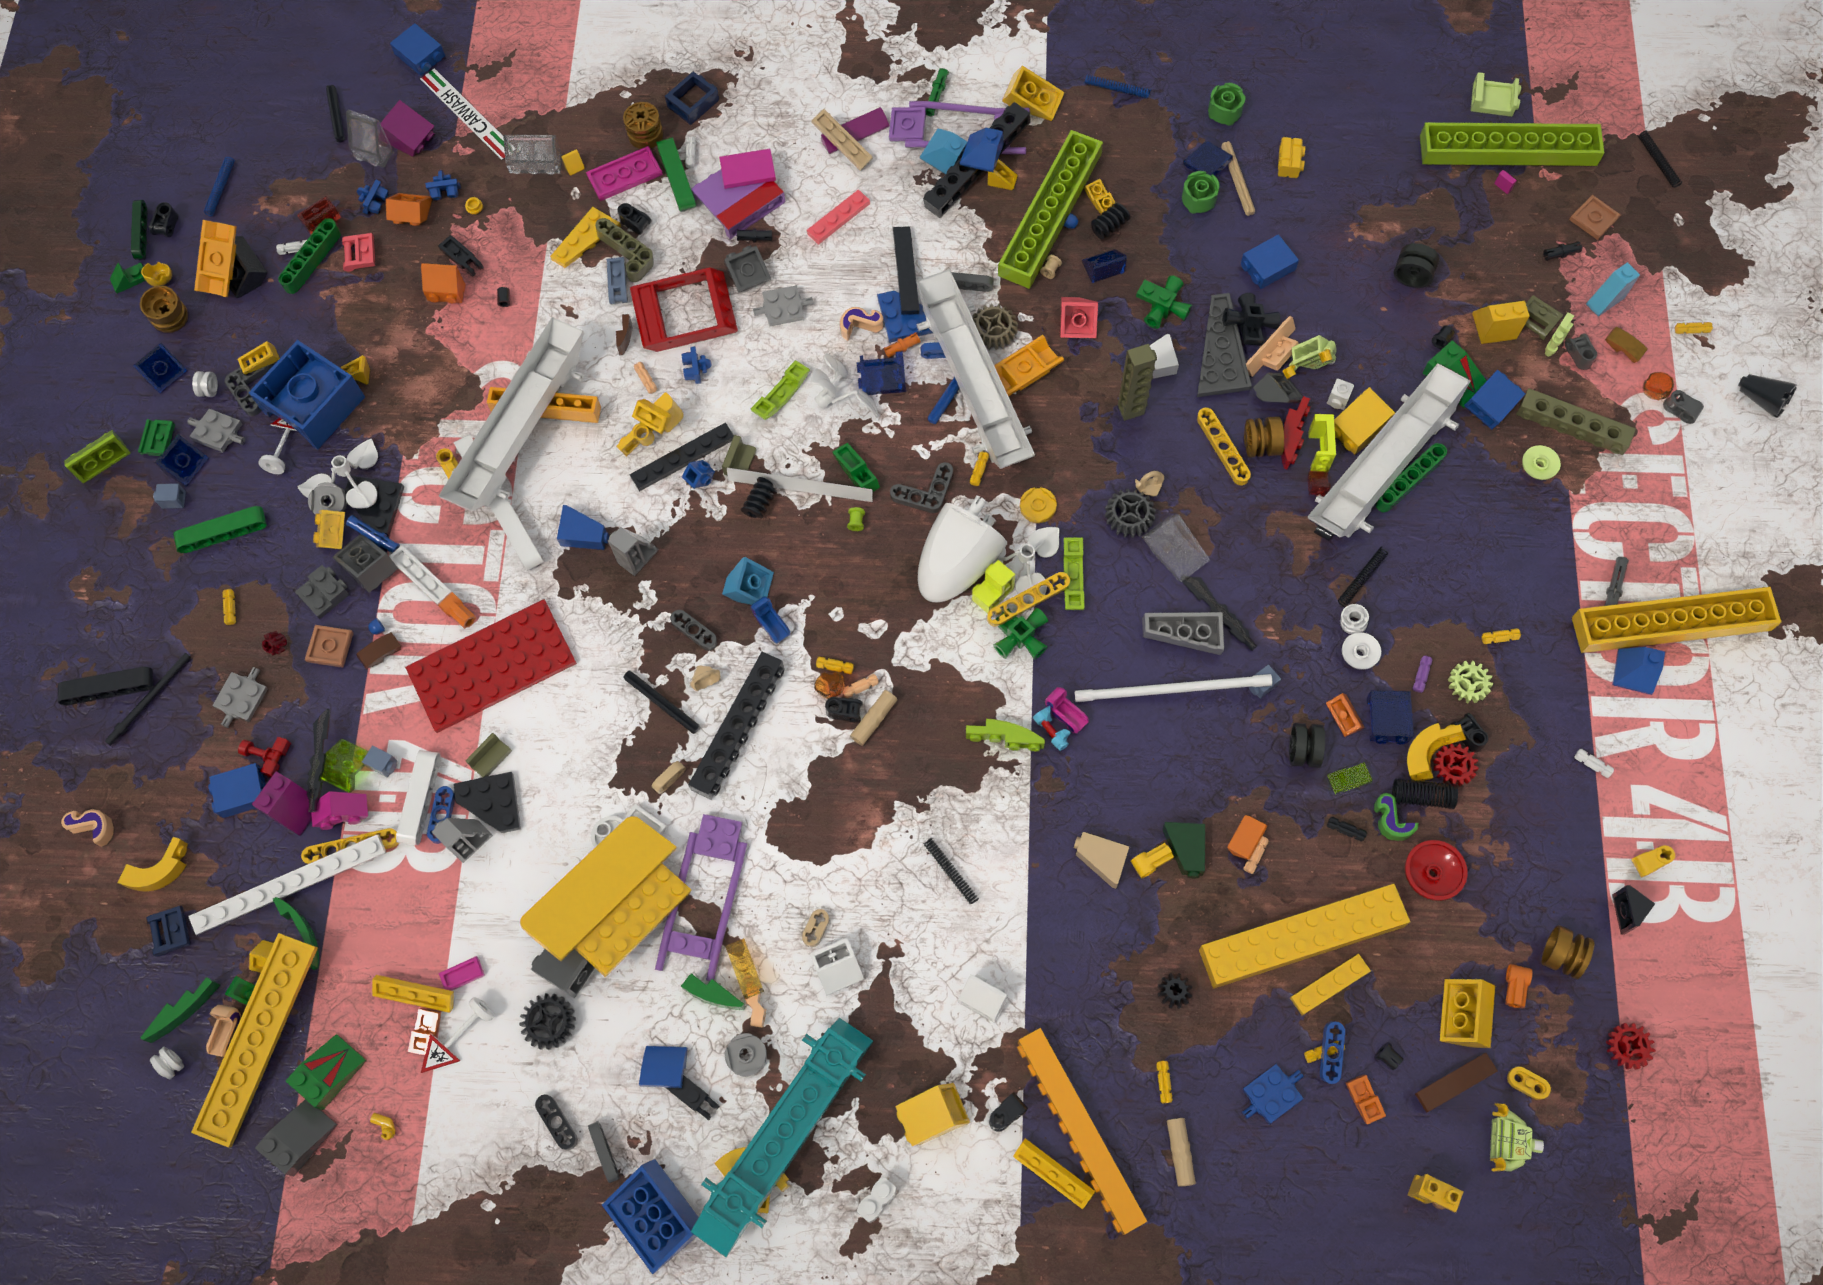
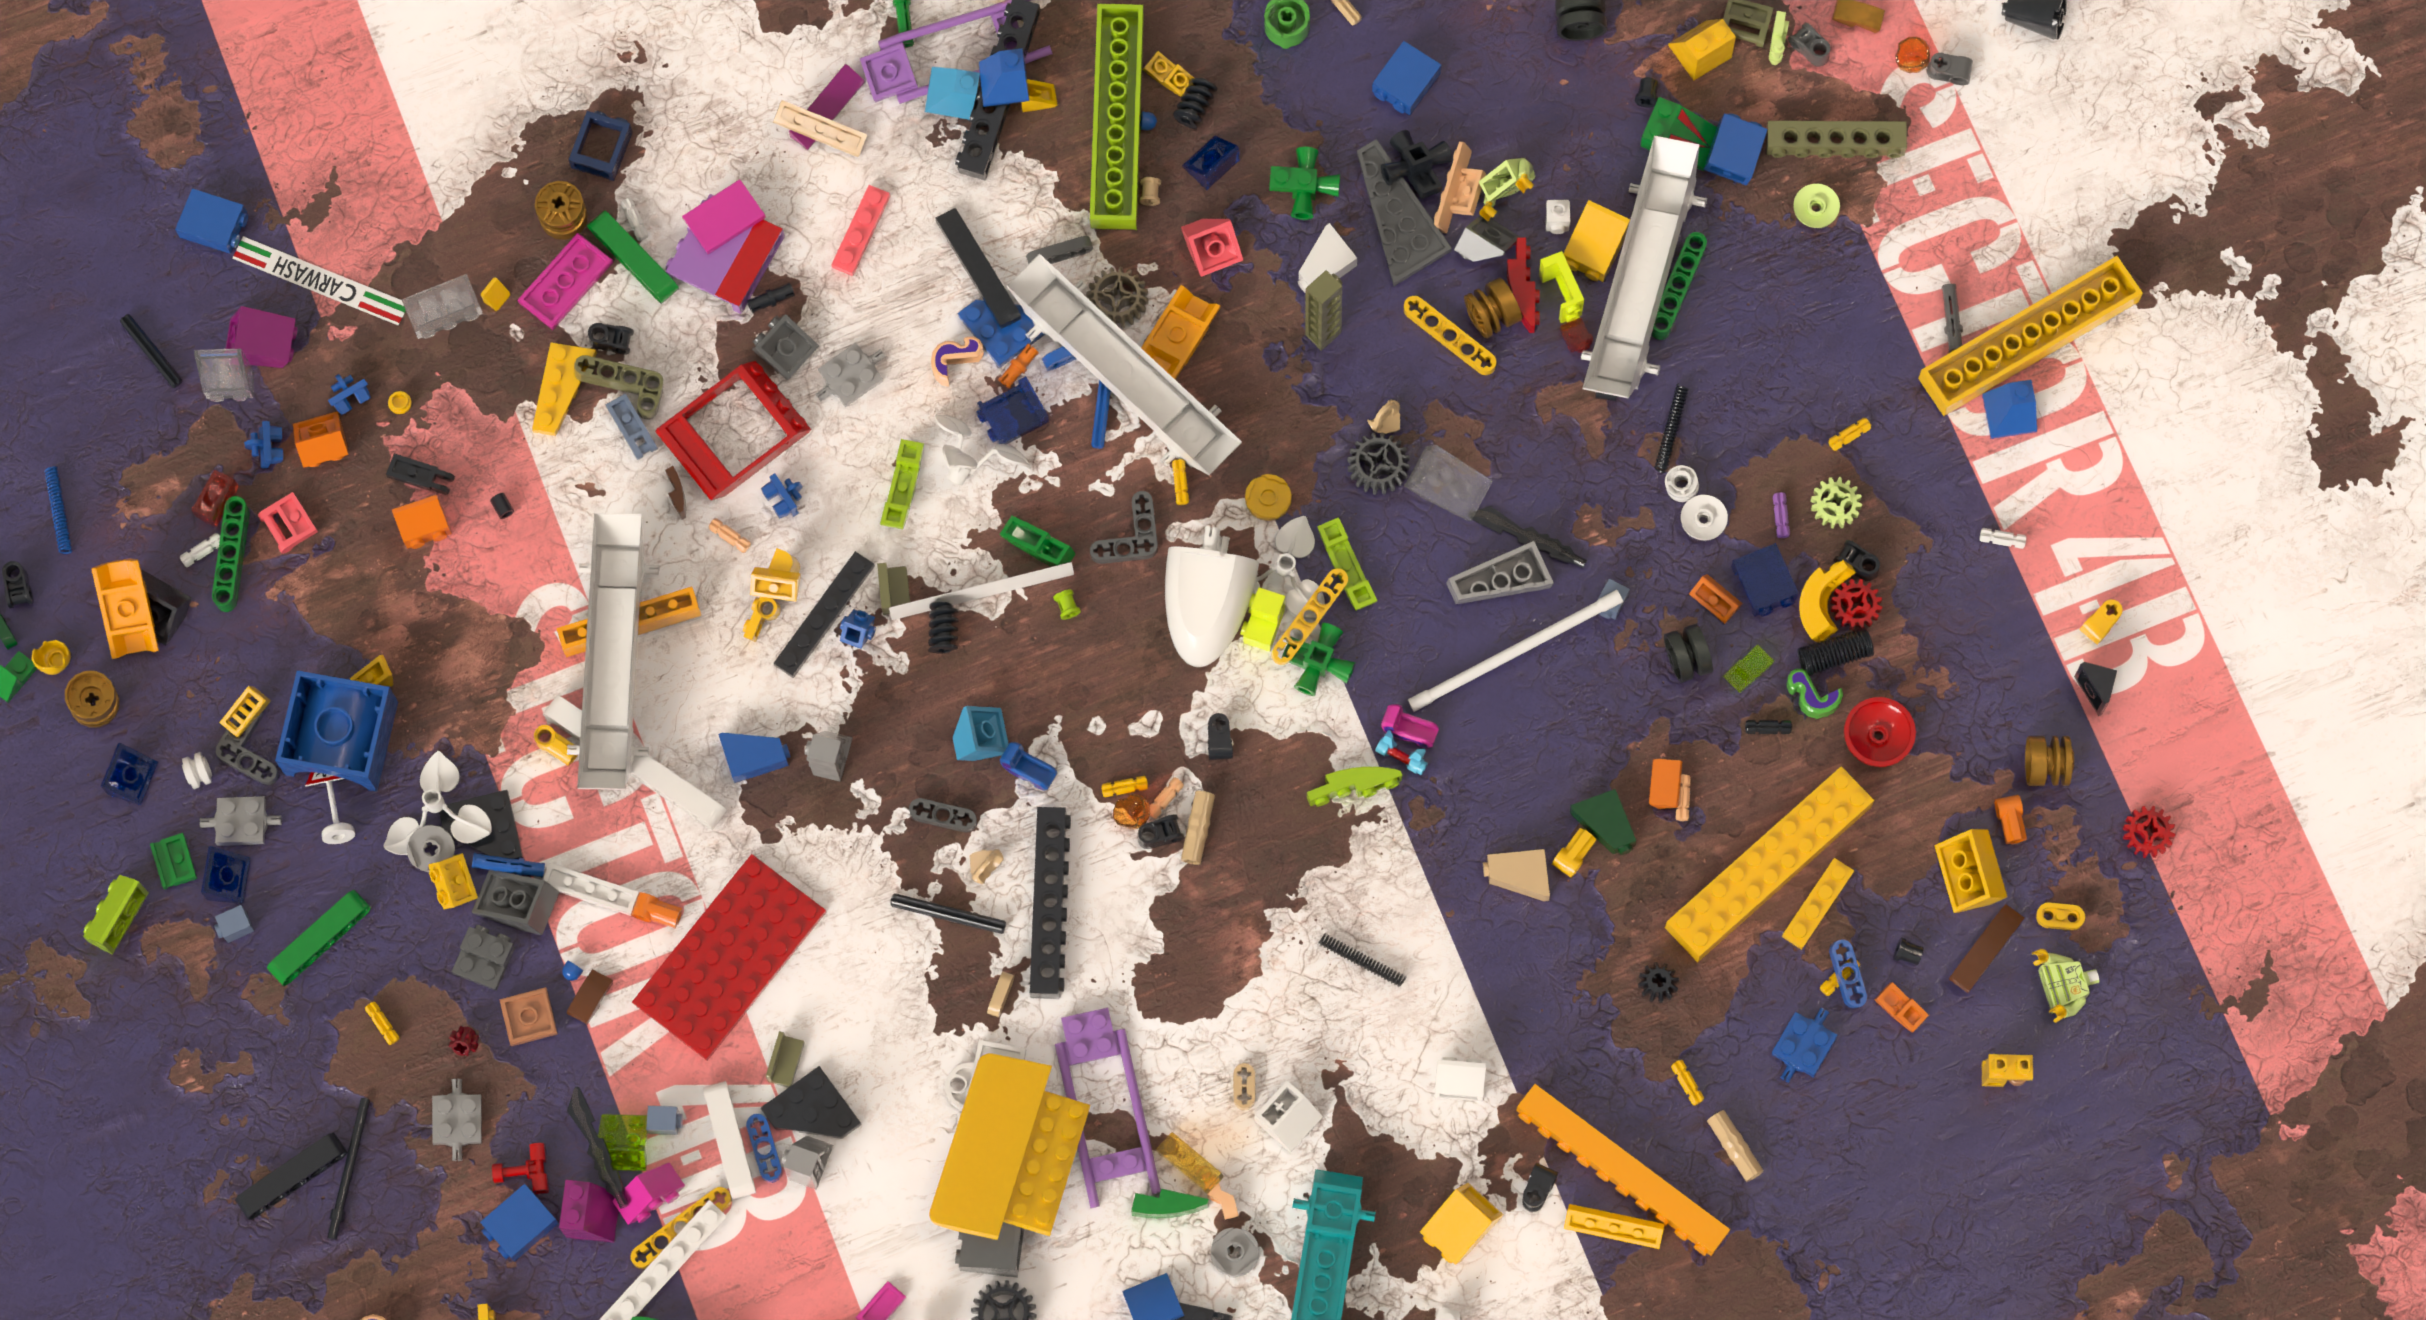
camera: 25 degrees left, 5 degrees up
(919, 661) = (1219, 740): none -> black piece

